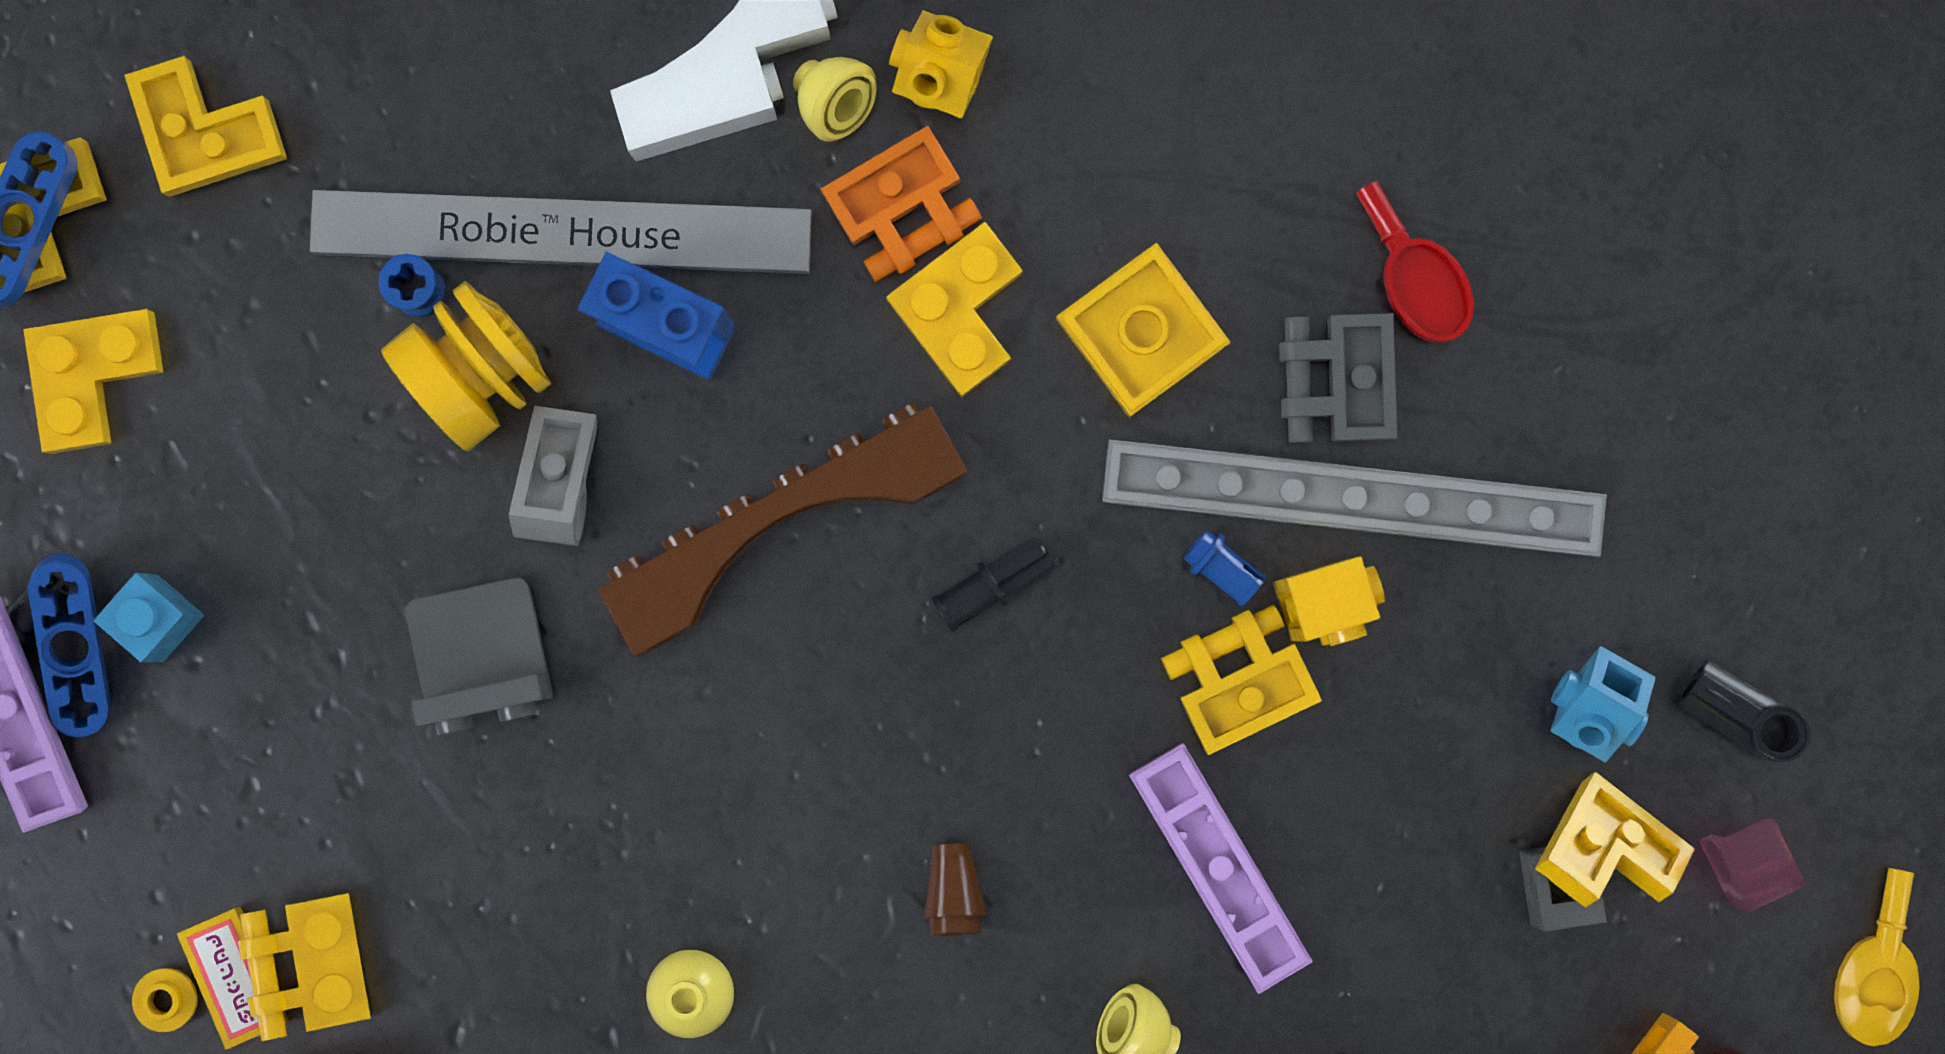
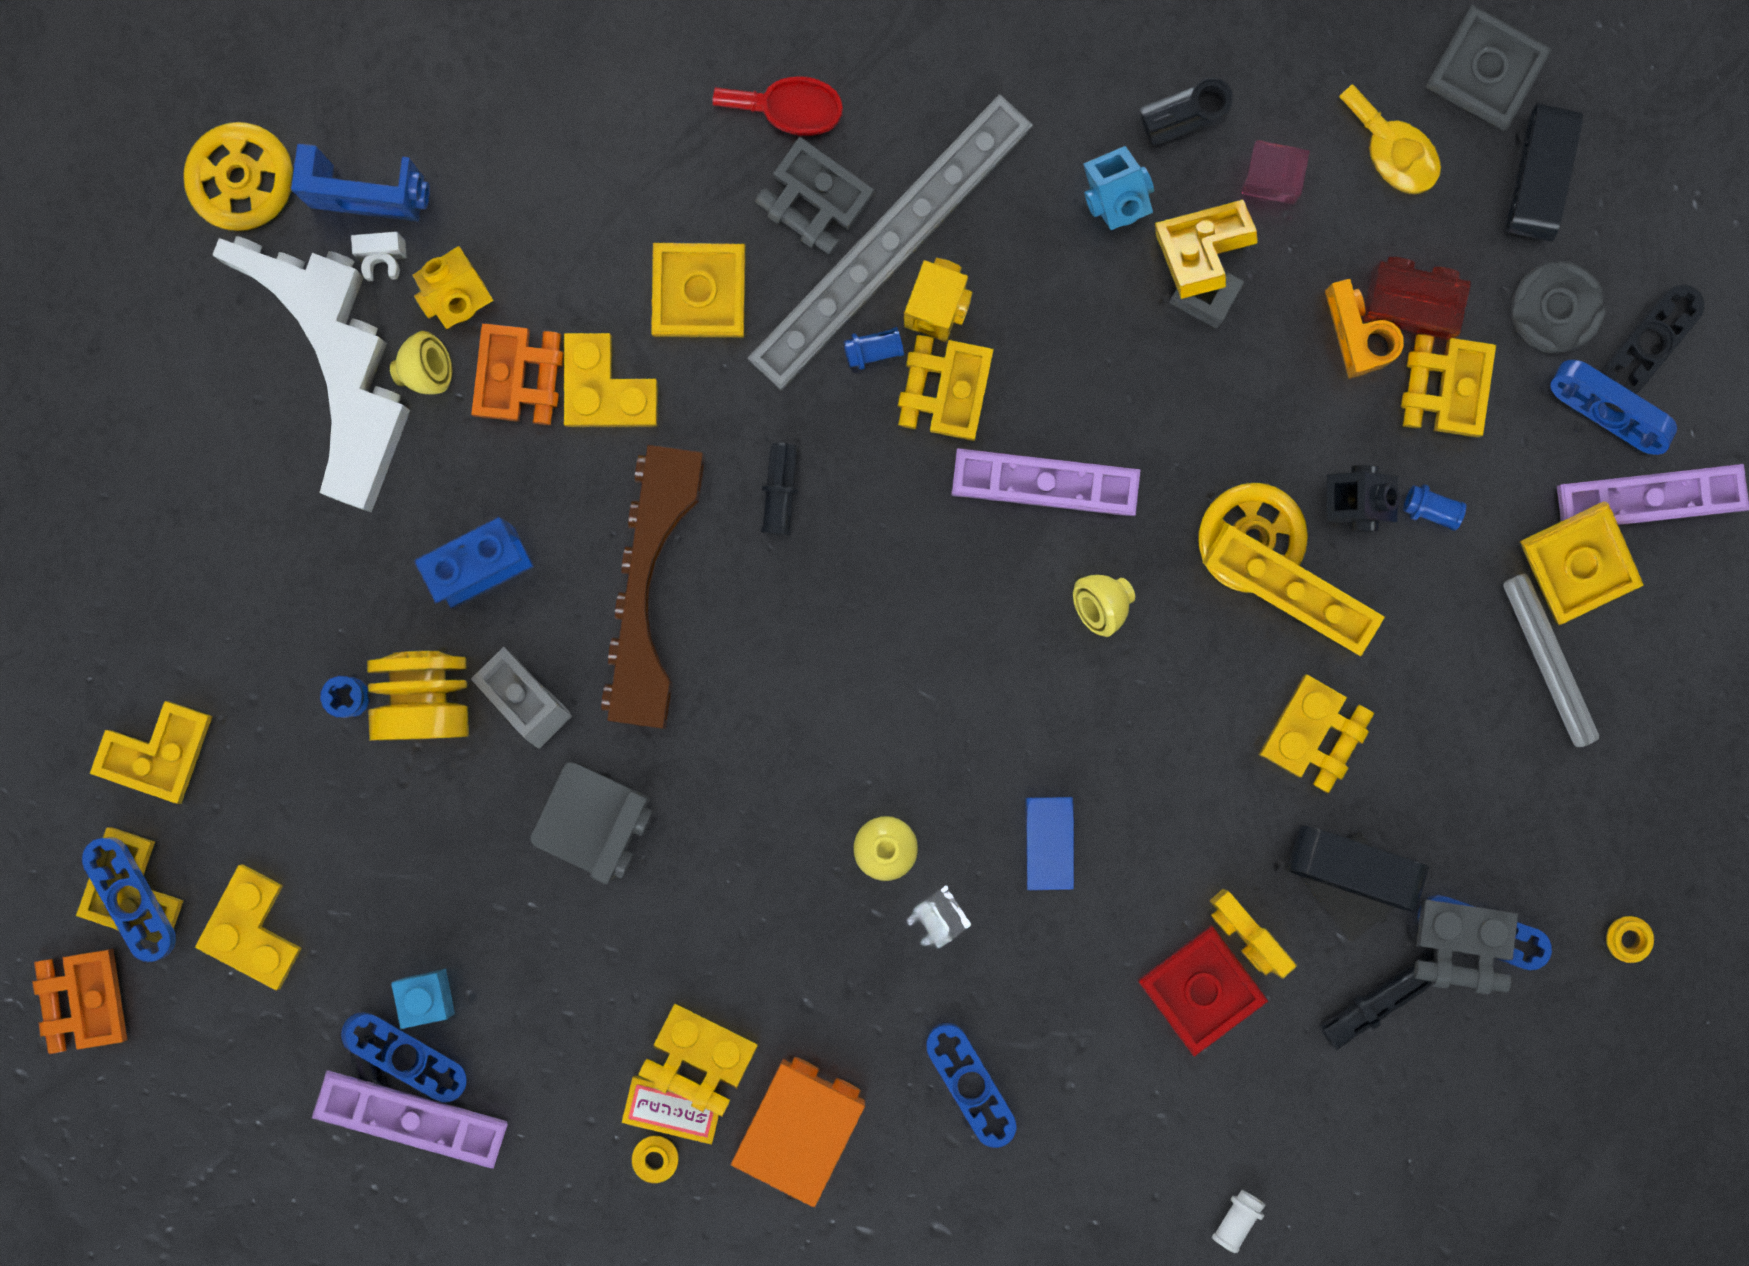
camera: 50 degrees left, 0 degrees up
(561, 231) = (379, 587): light grey tile -> none
(953, 892) = (943, 648): reddish brown cone -> none

